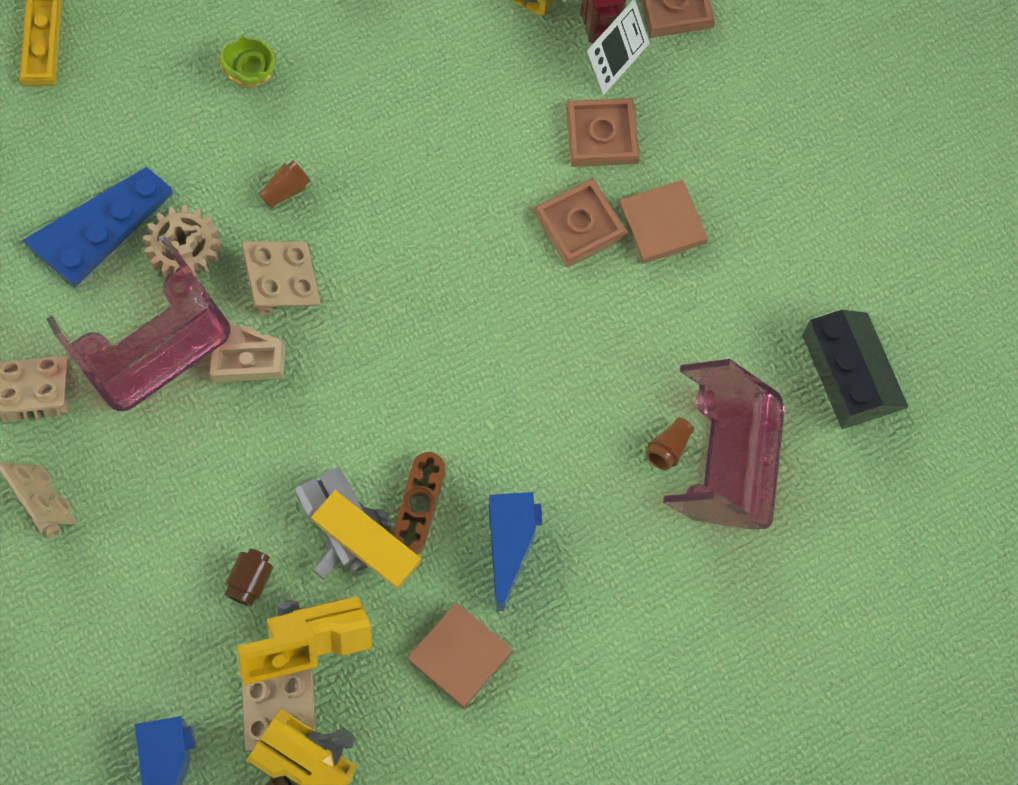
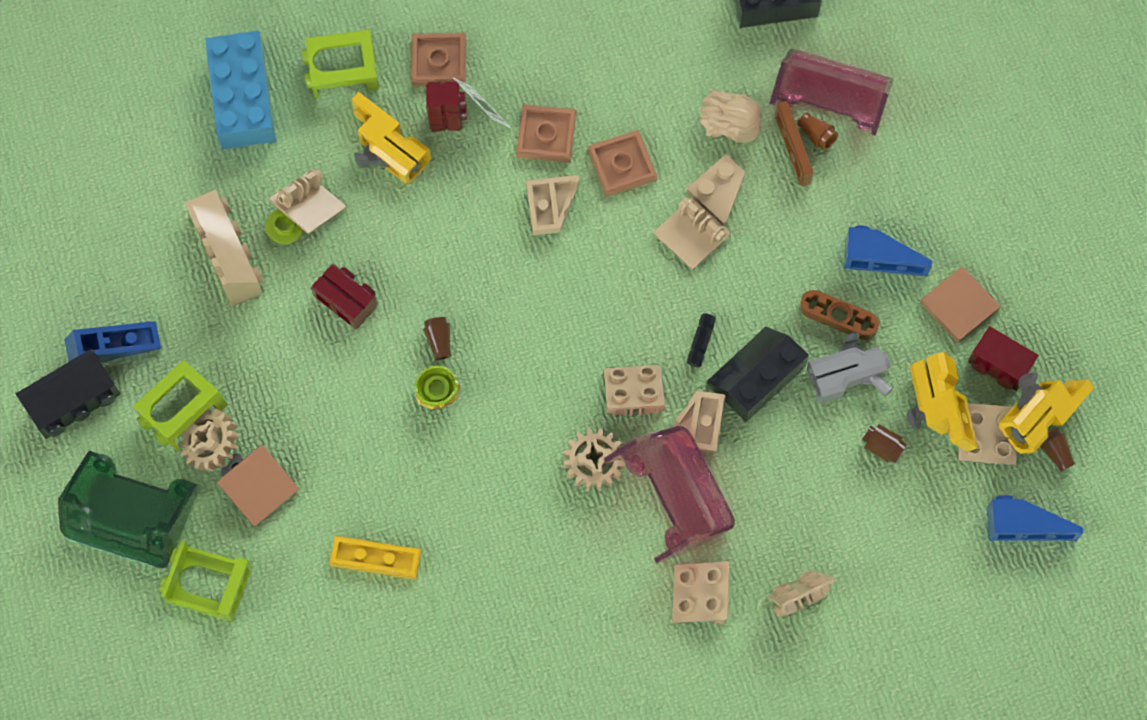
camera: 75 degrees left, 0 degrees up
(96, 228) = (569, 534): blue wing -> none
(285, 184) = (553, 374): dark orange cone -> none
(313, 55) = (438, 336): none -> reddish brown cone
(322, 414) = (758, 371): none -> black slope
(358, 344) = (701, 340): none -> black axle
(366, 539) = (873, 347): yellow tile -> none
(386, 715) = (1002, 358): none -> dark red brick
(500, 314) = (692, 232): none -> tan hinge
(507, 147) = (550, 202): none -> tan wing
(567, 337) = (718, 188): none -> tan wing
(645, 415) = (794, 143): none -> dark orange tile
(662, 221) = (632, 104): nougat tile -> none
(666, 334) = (731, 116): none -> tan hair

